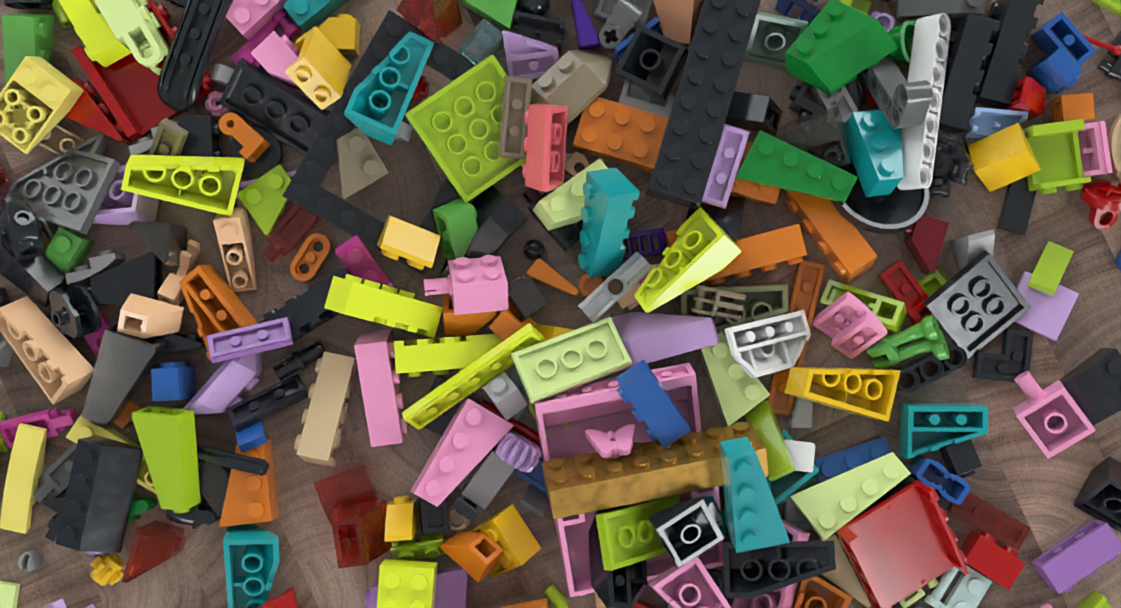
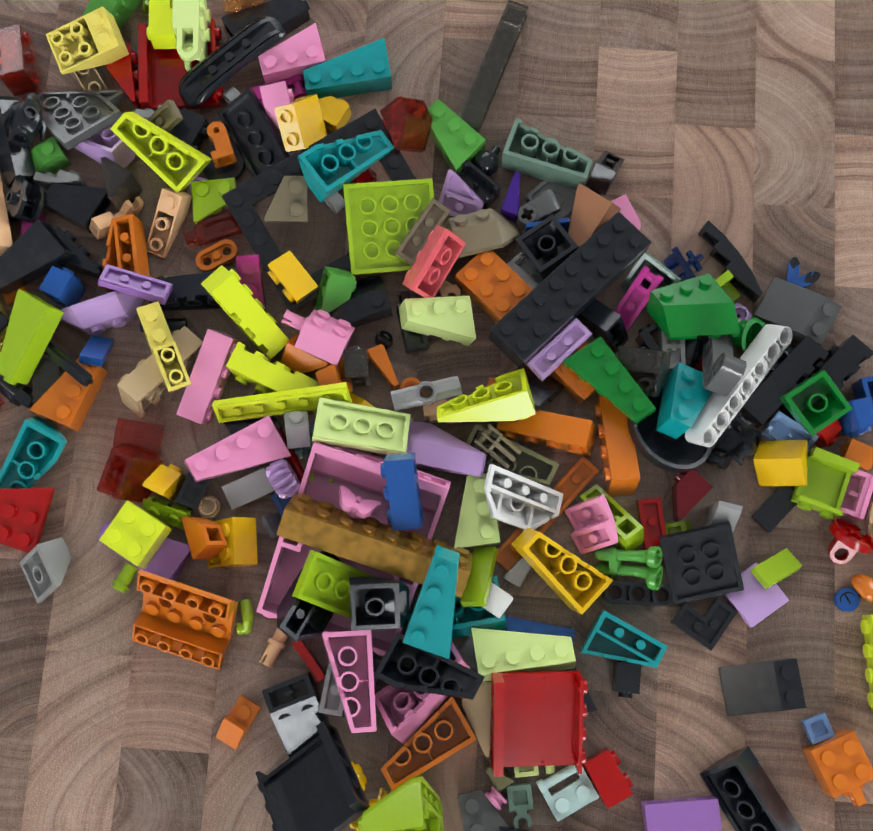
camera: 30 degrees right, 10 degrees down
(149, 317) = (74, 230): light nougat slope -> none
(210, 104) = (212, 114): bright pink plate -> none
(267, 402) = (117, 340): black tile -> none
(320, 389) = (163, 347): none -> light yellow slope
(466, 508) = (219, 499): black plate -> none
(482, 42) = (430, 167): clear light blue slope -> none
(605, 221) = (445, 339): teal wedge -> none
(639, 234) = (451, 364): dark purple slope -> none
(771, 64) = (637, 297): none -> dark pink plate
(936, 476) = (600, 690): blue brick -> none
(991, 520) = (623, 743): clear red plate -> none
(1013, 81) = (816, 402): none -> green slope
(1051, 415) = (716, 684): bright pink brick -> none

